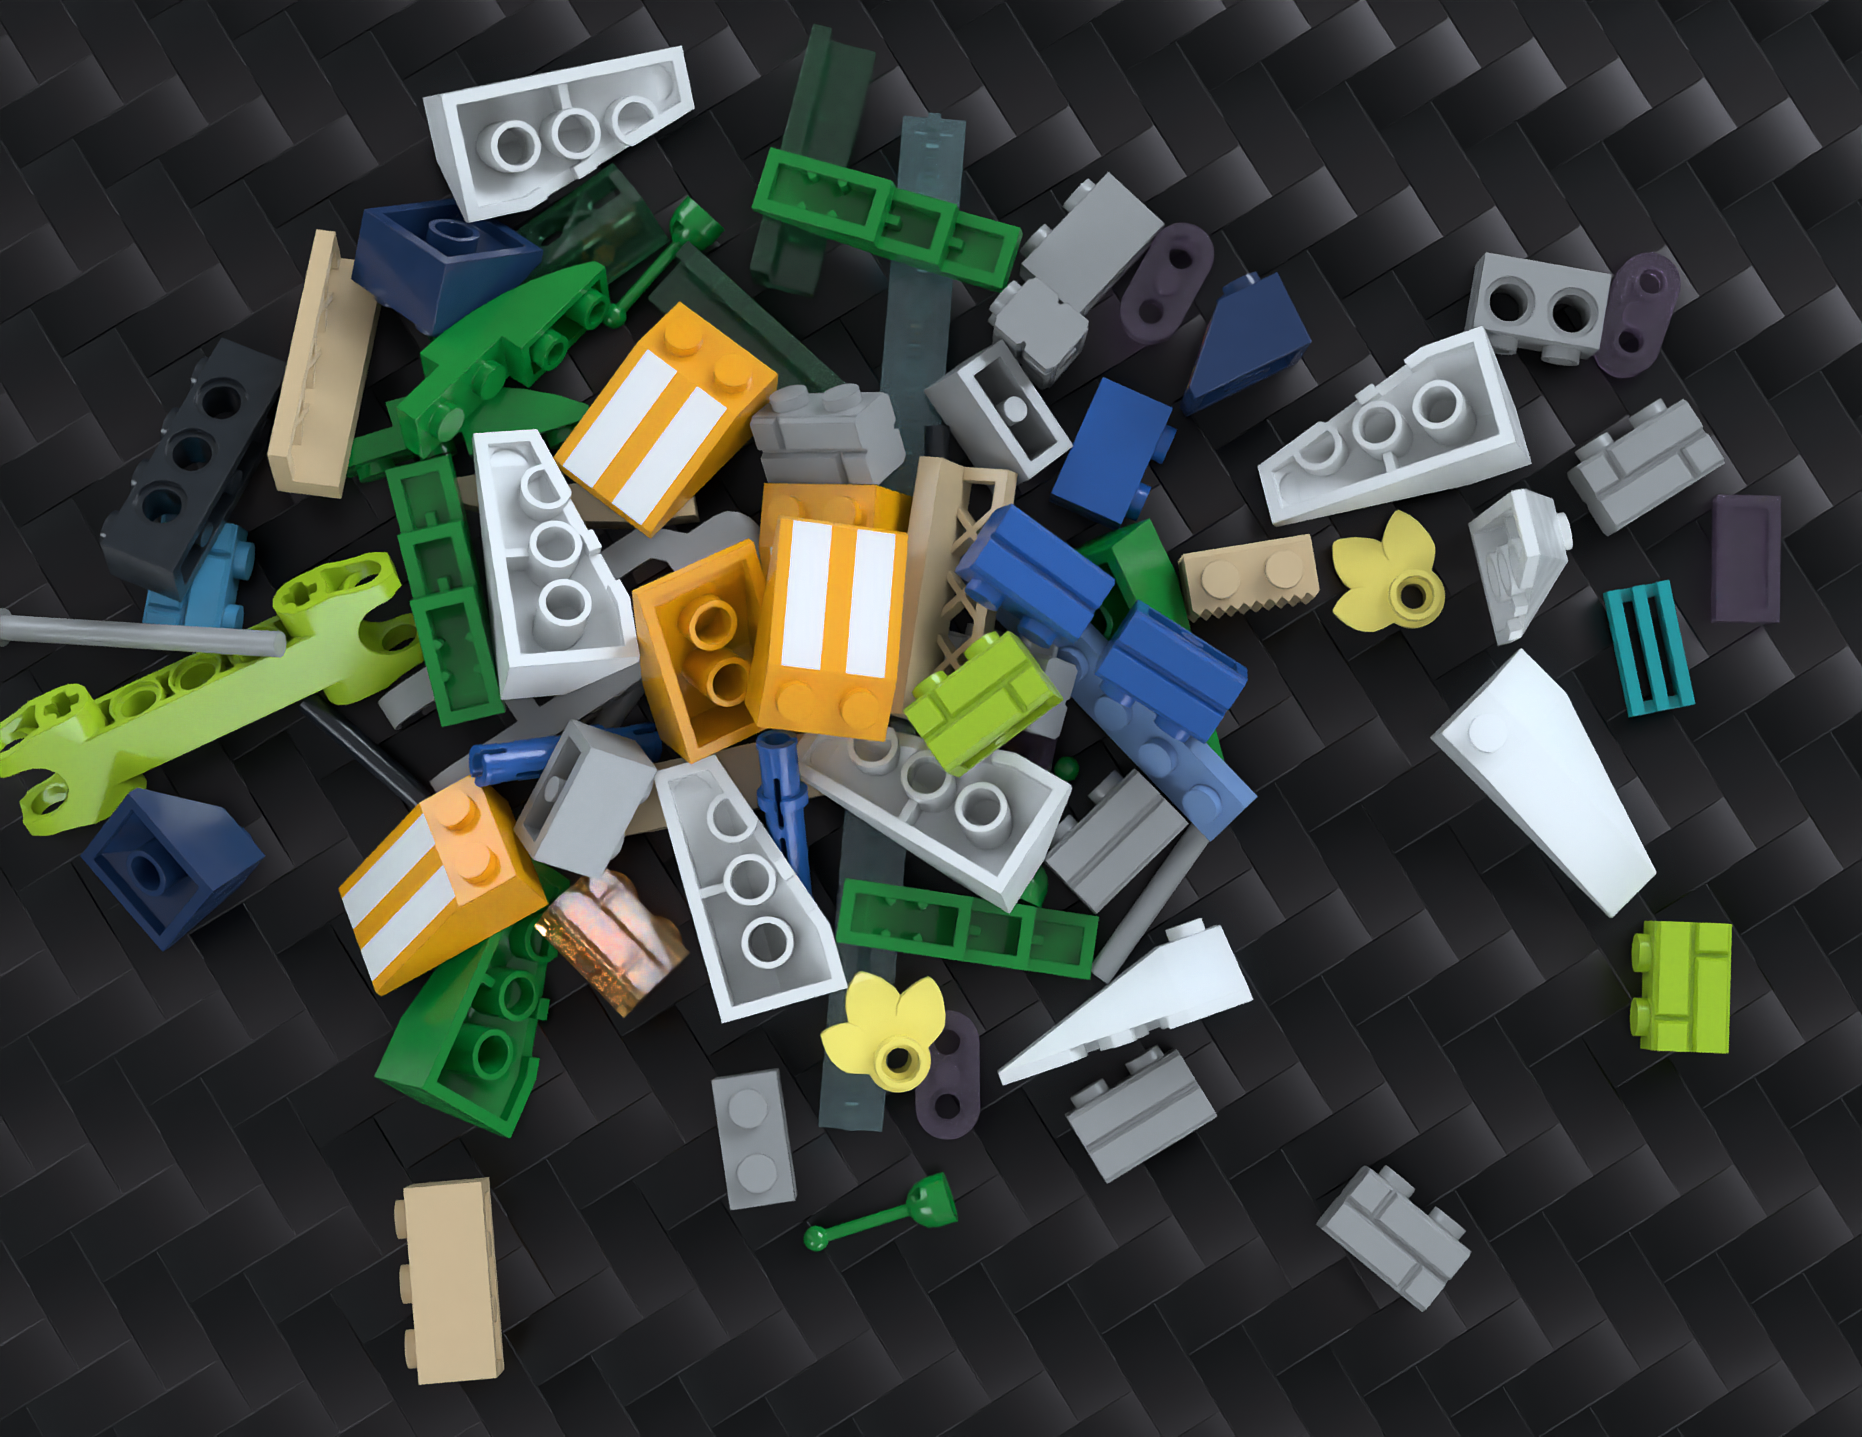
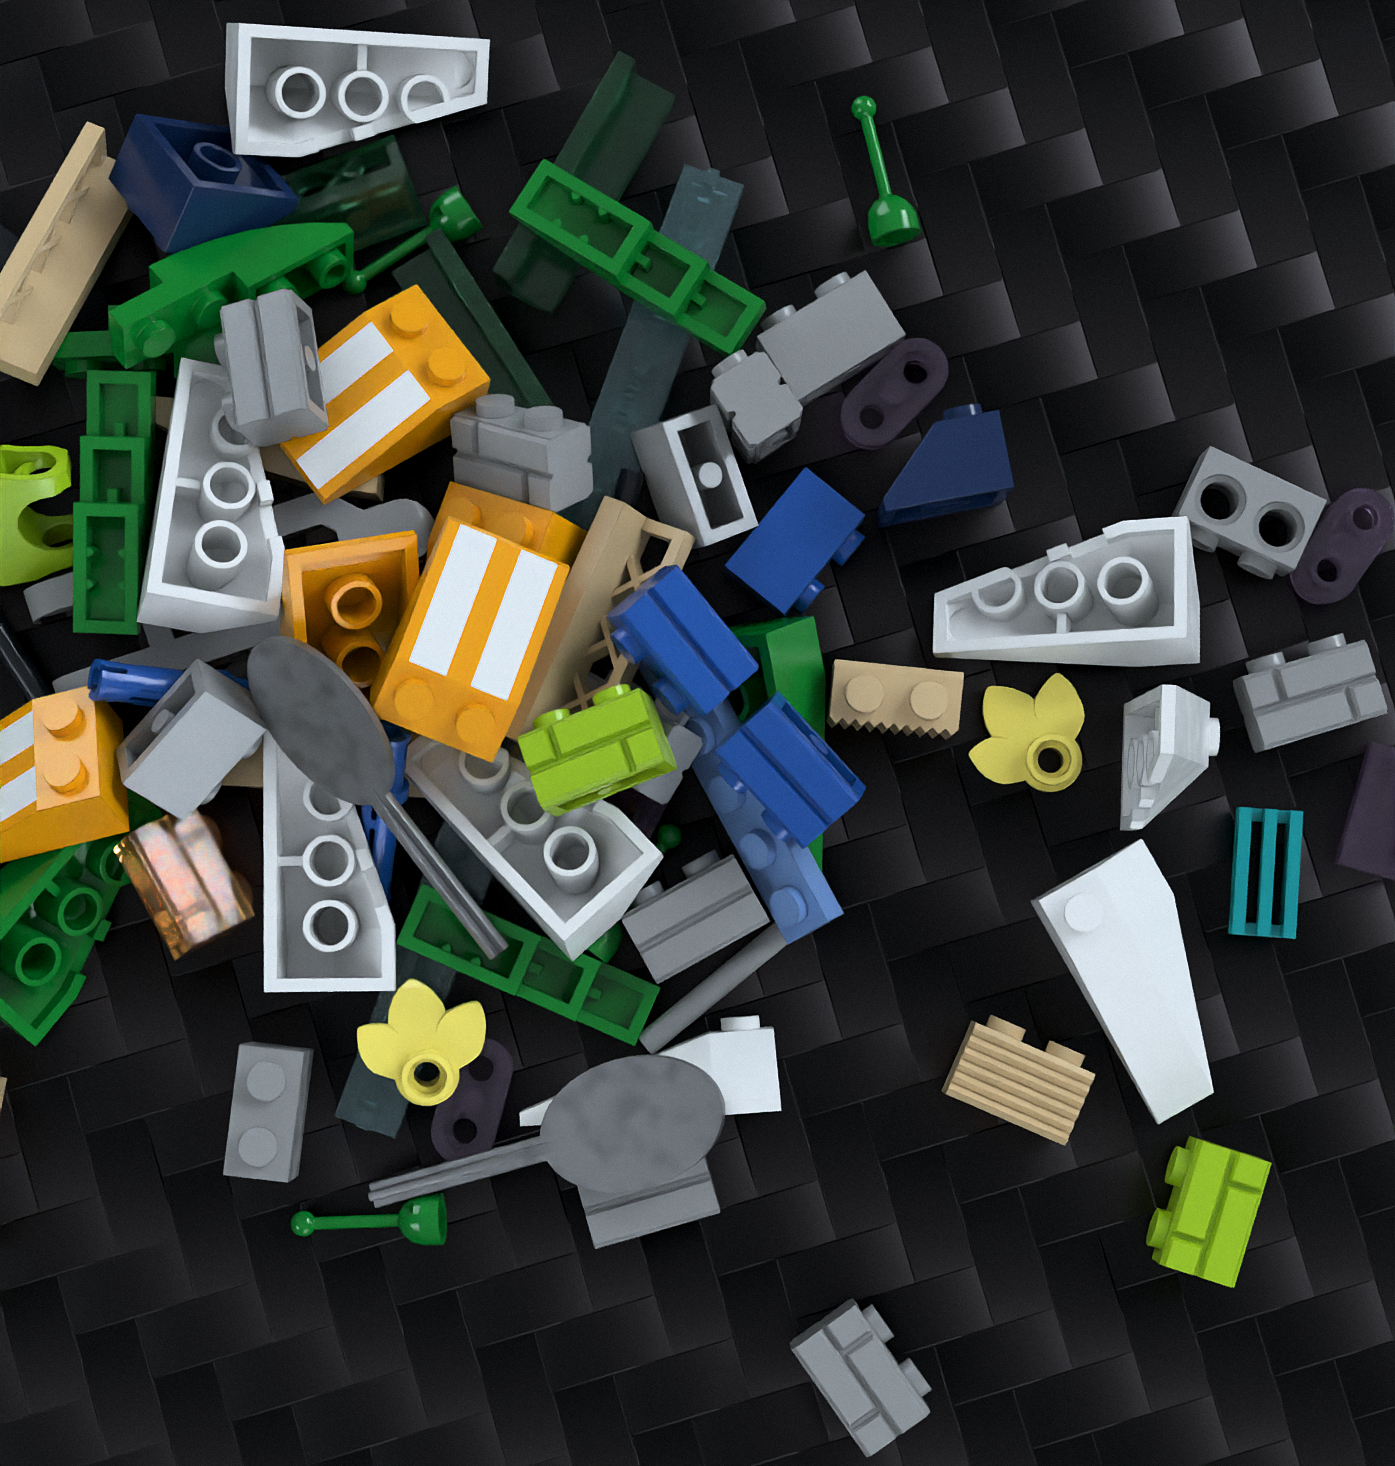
camera: 20 degrees right, 0 degrees up
(565, 420) = (271, 368): none -> light grey brick
(737, 766) = (343, 749): none -> flat silver piece
(1086, 1068) = (604, 1131): none -> flat silver piece
(1117, 113) = (891, 217): none -> green hinge
(1467, 911) = (1019, 1081): none -> tan brick

